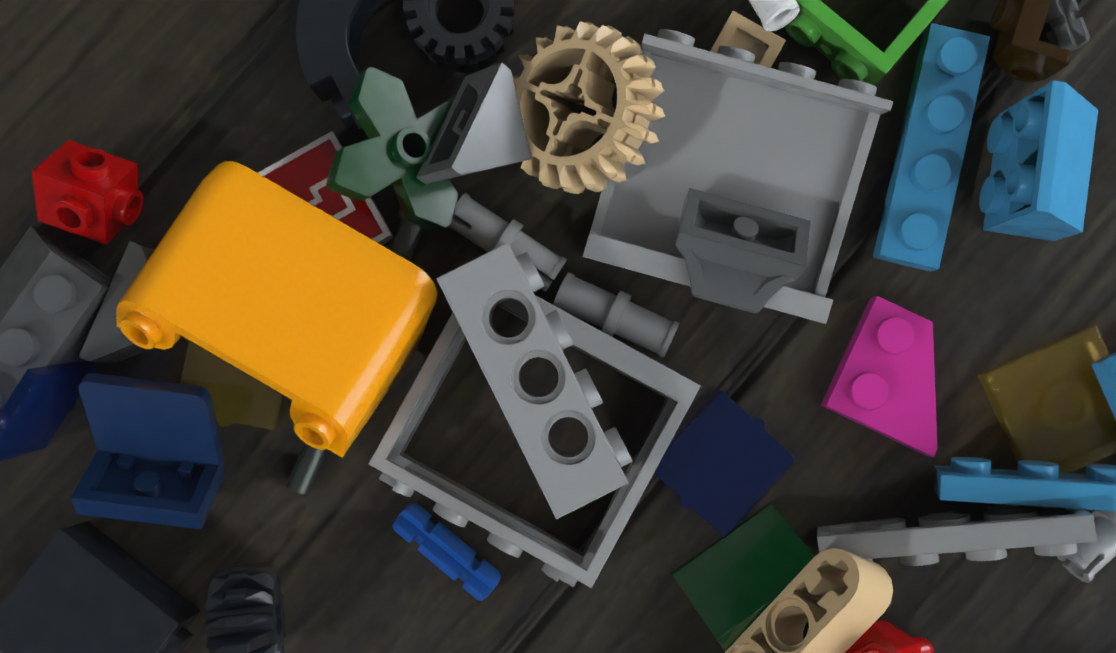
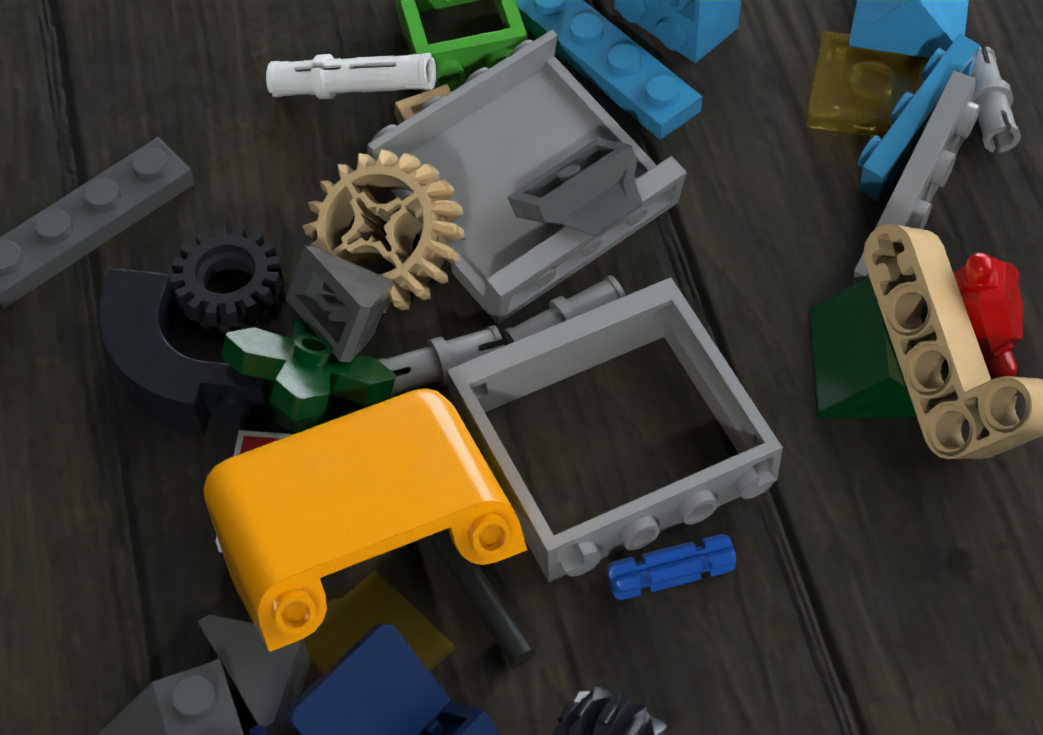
camera: 55 degrees left, 30 degrees down
(87, 192) = (124, 640): red brick -> none
(564, 477) = (596, 393): light grey brick -> none
(722, 463) = (753, 324): clear blue piece -> none
(889, 377) = (764, 177): dark pink wing -> none

